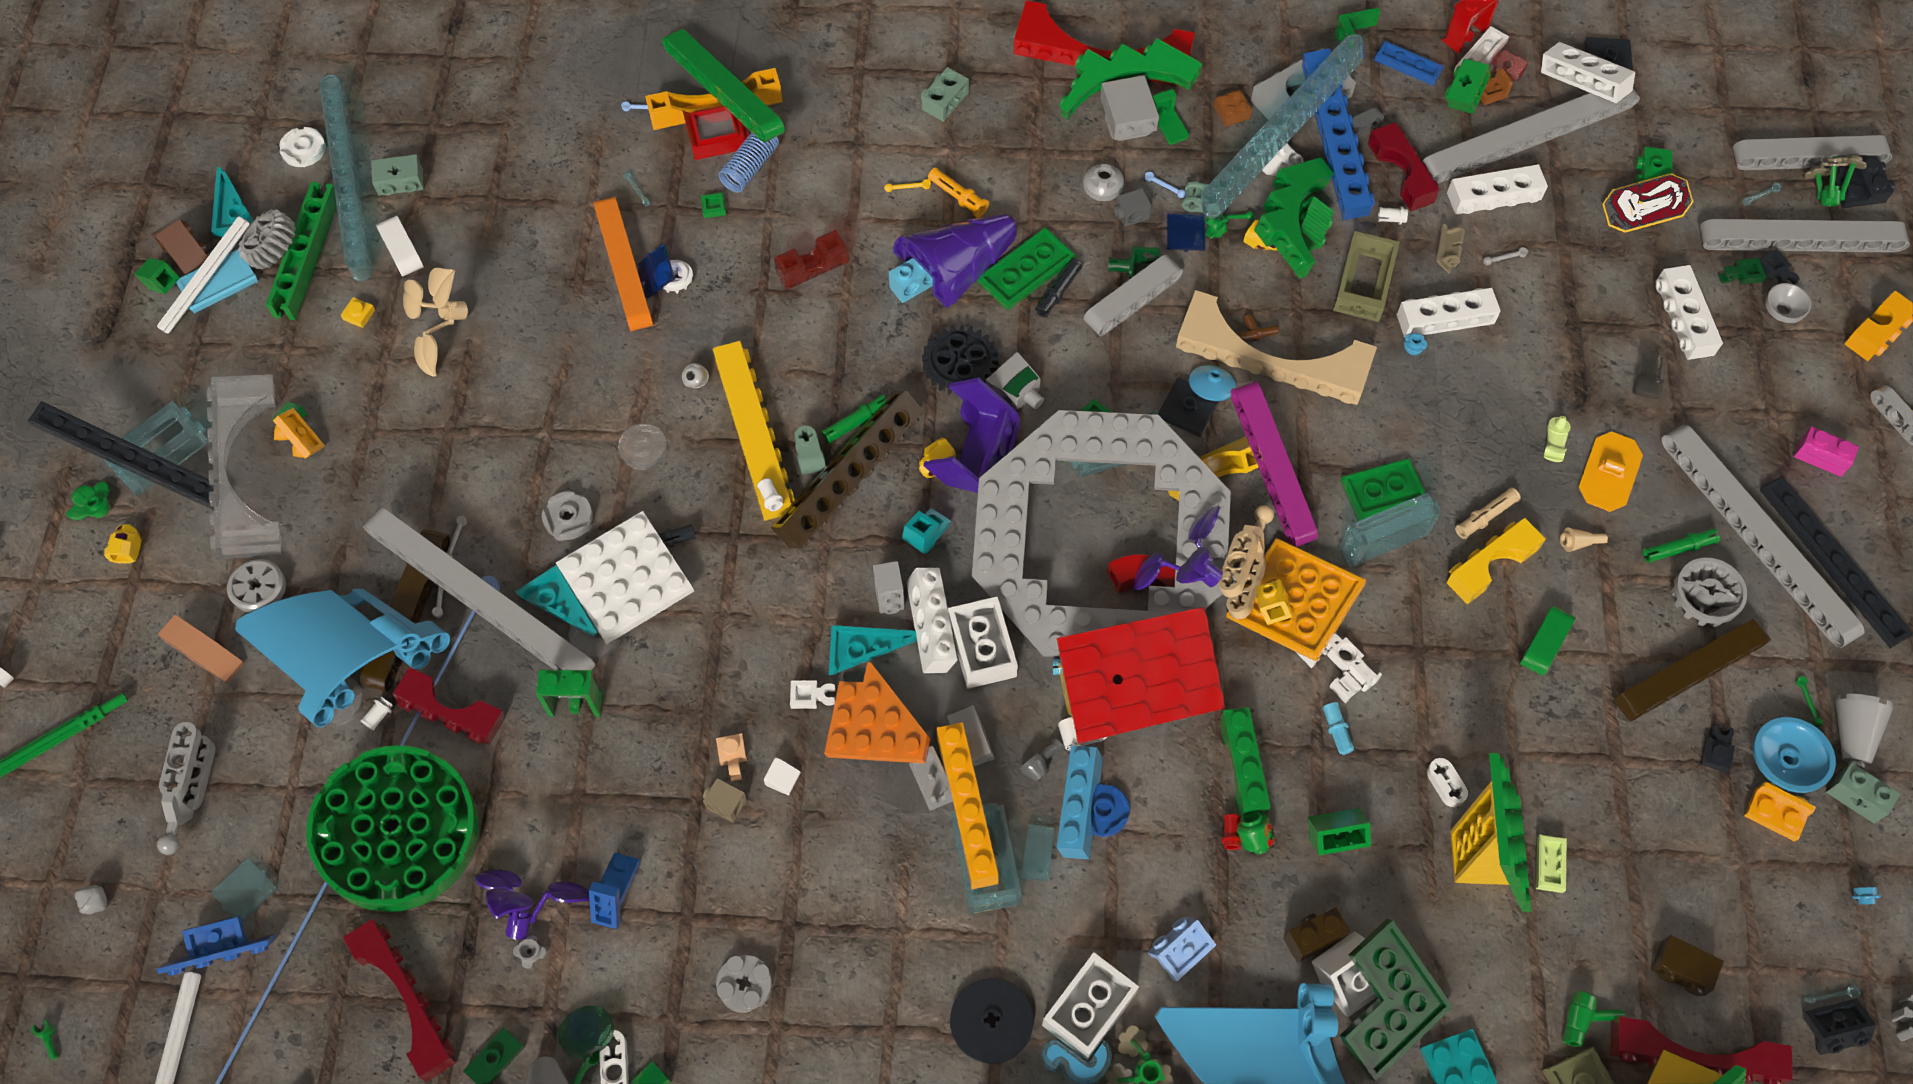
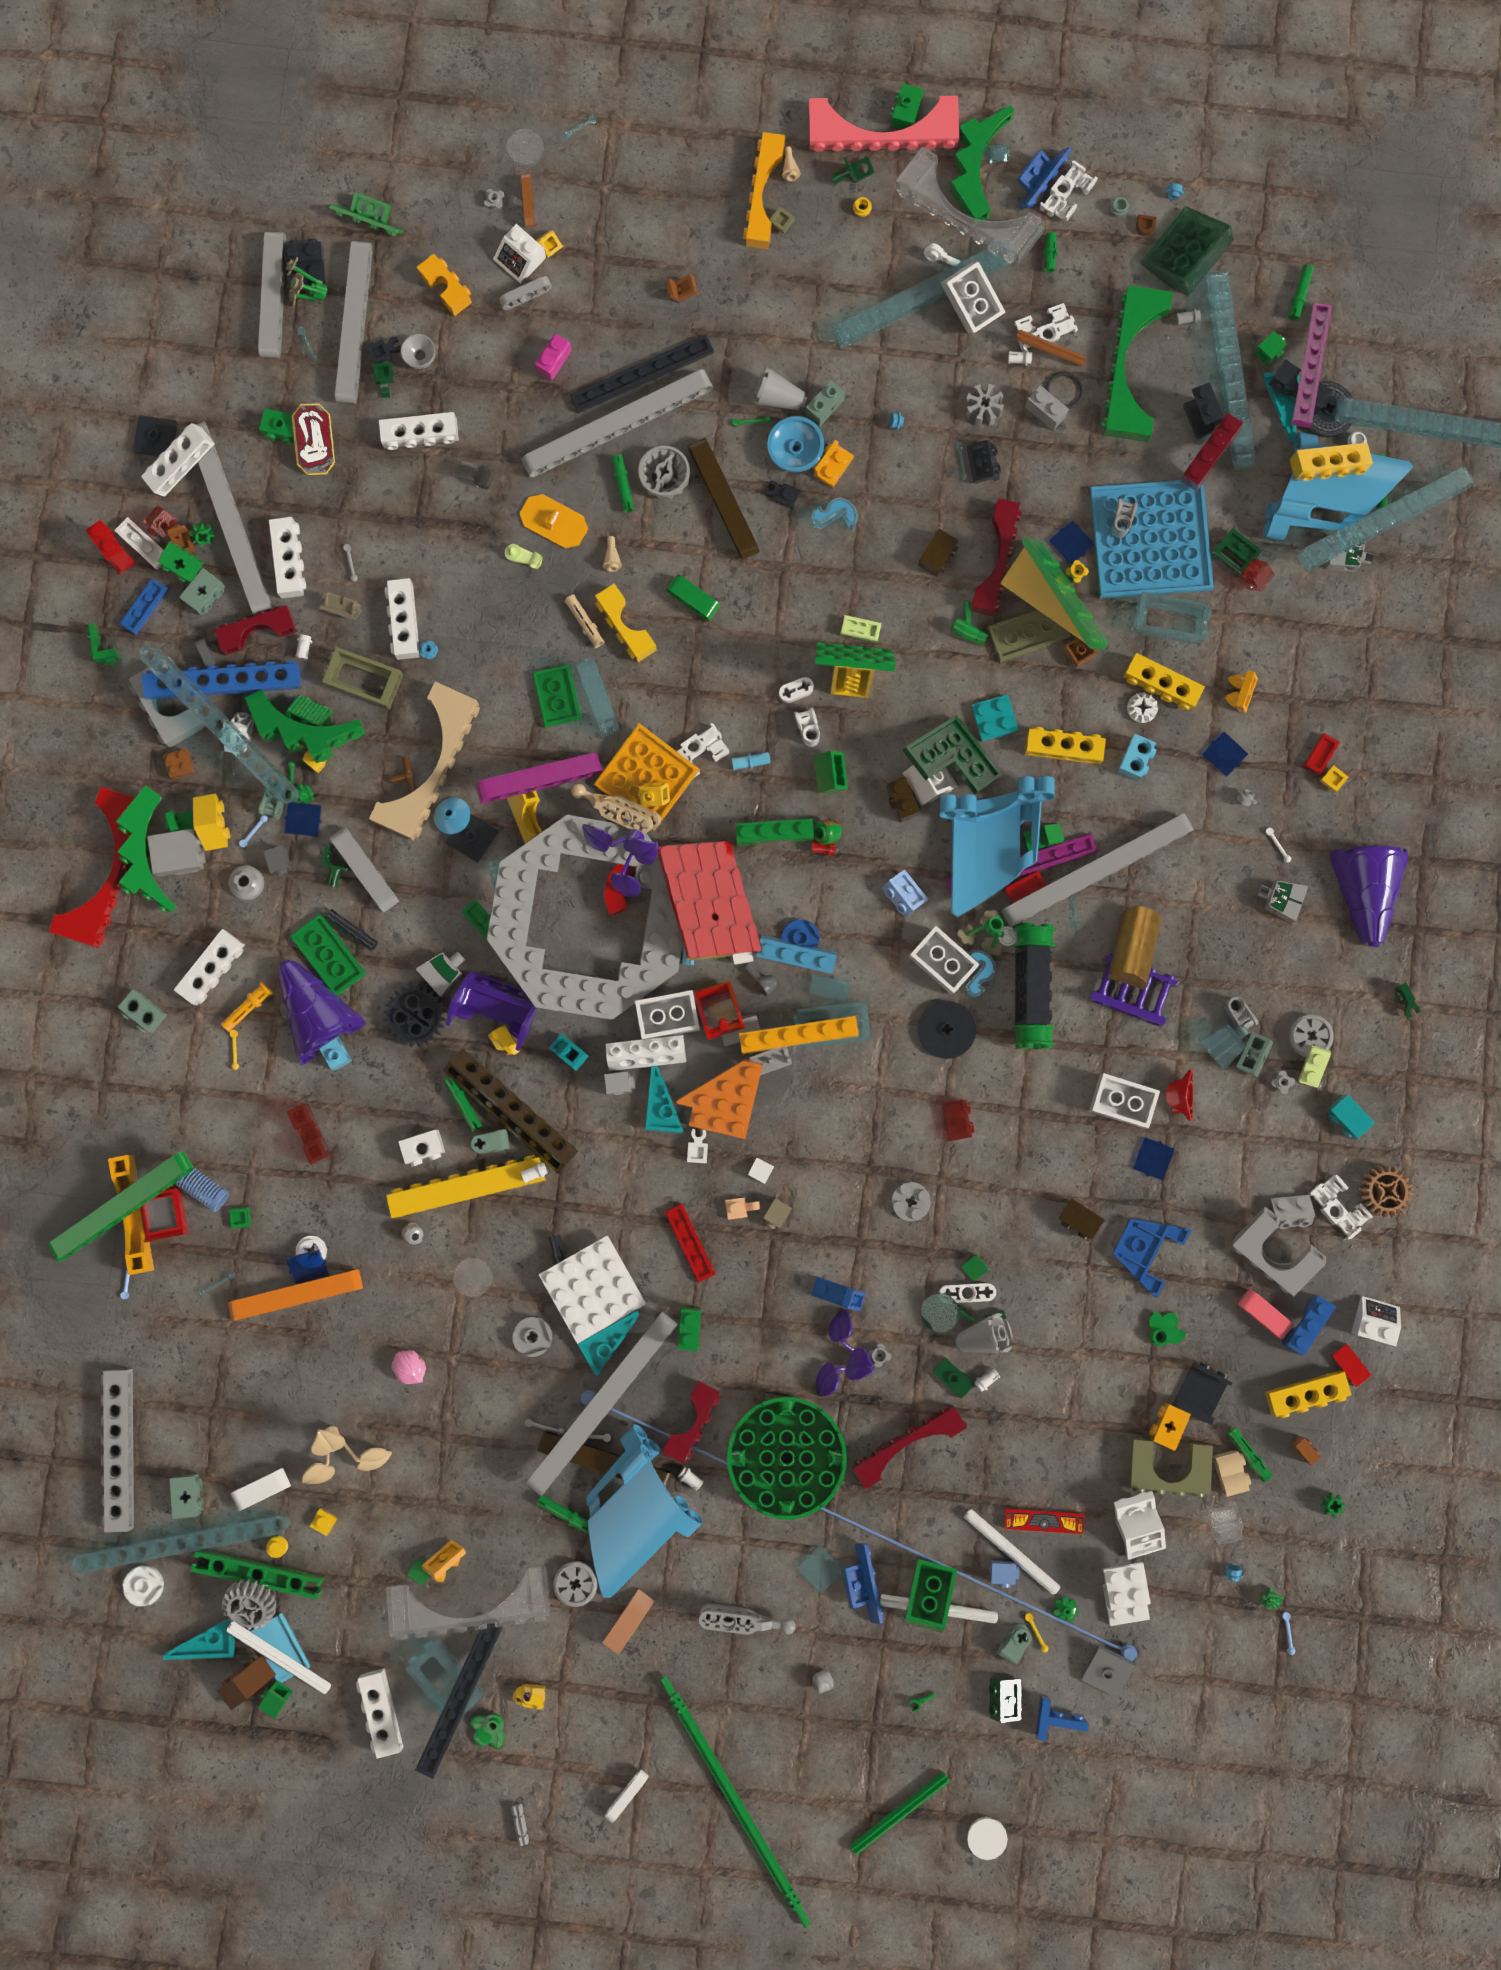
camera: 85 degrees left, 20 degrees up
(126, 383) = (378, 1681): none -> white brick
(185, 1035) = (930, 1596): none -> green brick
(332, 267) = (277, 1546): none -> yellow wheel
(348, 561) = (564, 1513): none -> green pin
(452, 110) = (124, 1420): none -> light grey brick
(534, 384) = (408, 1367): none -> bright pink hair
(685, 695) = (690, 1243): none -> red tile
(799, 366) = (410, 1146): none -> white brick
(862, 1043) = (957, 1120): none -> clear red bracket
(993, 702) = (719, 1010): none -> window
(1000, 152) = (186, 986): none -> white brick
(1166, 131) = (209, 822): none -> yellow brick
(1402, 797) = (807, 723): none -> white piece
(1437, 112) = (202, 582): none -> sand green brick
(1499, 105) = (201, 533): none -> green gear
(1711, 814) = (835, 509): none -> clear light blue animal

